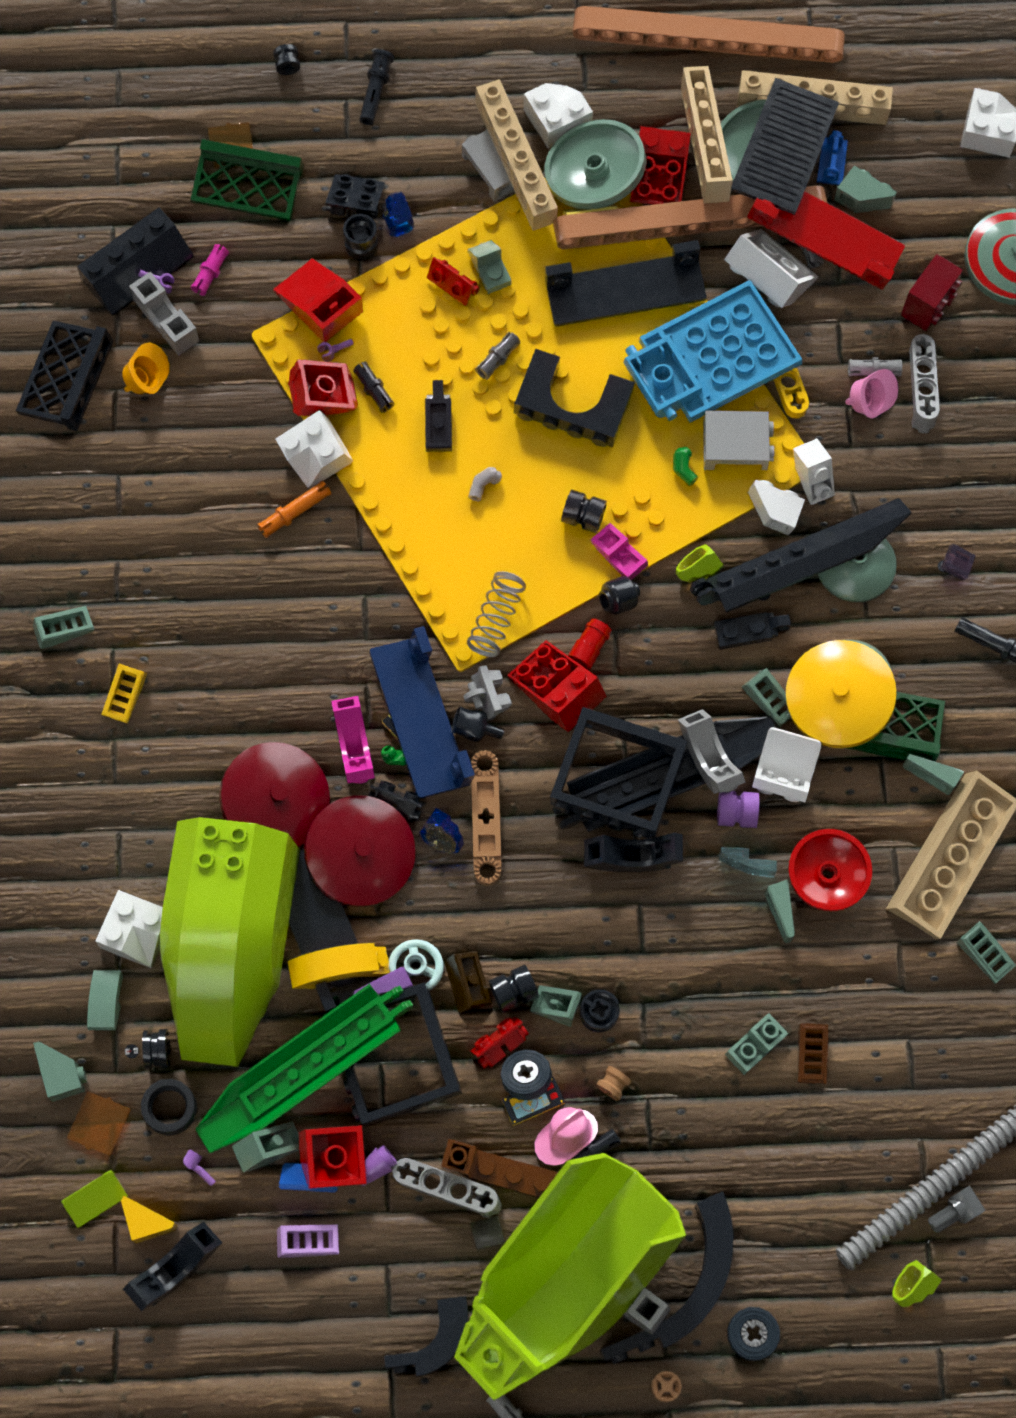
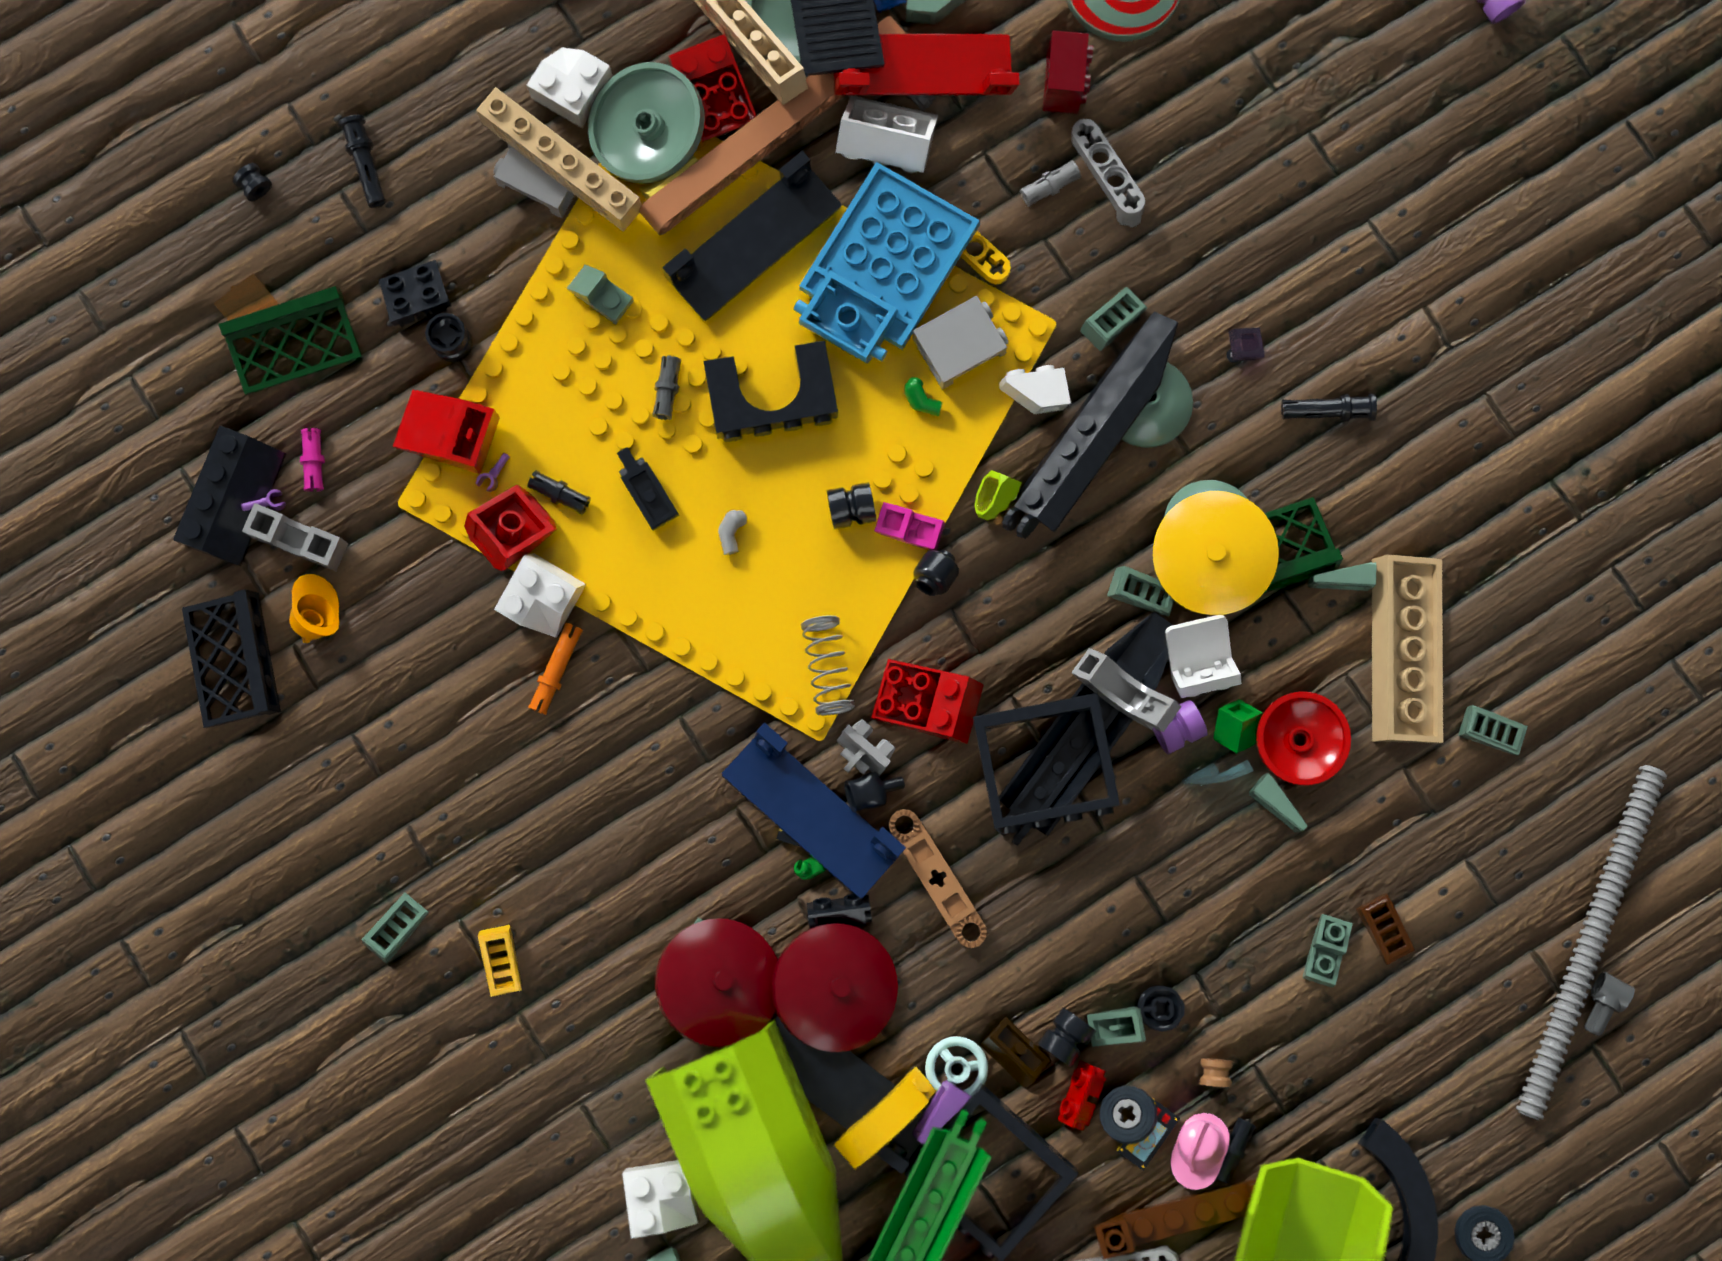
camera: 30 degrees left, 10 degrees up
(353, 740) = (763, 880): dark pink arch -> none
(397, 215) = (471, 290): clear blue rock -> none
(442, 833) = (904, 920): clear blue rock -> none
(450, 281) = (562, 331): red hinge -> none
(588, 646) = (936, 640): red piece -> none
(627, 855) = (1105, 832): black arch -> none
(749, 629) = (1082, 532): black hinge -> none
(783, 834) = (1237, 725): none -> green panel
(814, 471) = (1055, 330): white slope -> none
(849, 492) = (1099, 332): none -> sand green slope
(874, 393) = (1066, 214): bright pink piece -> none
(914, 1284) = (1608, 1098): lime rock -> none

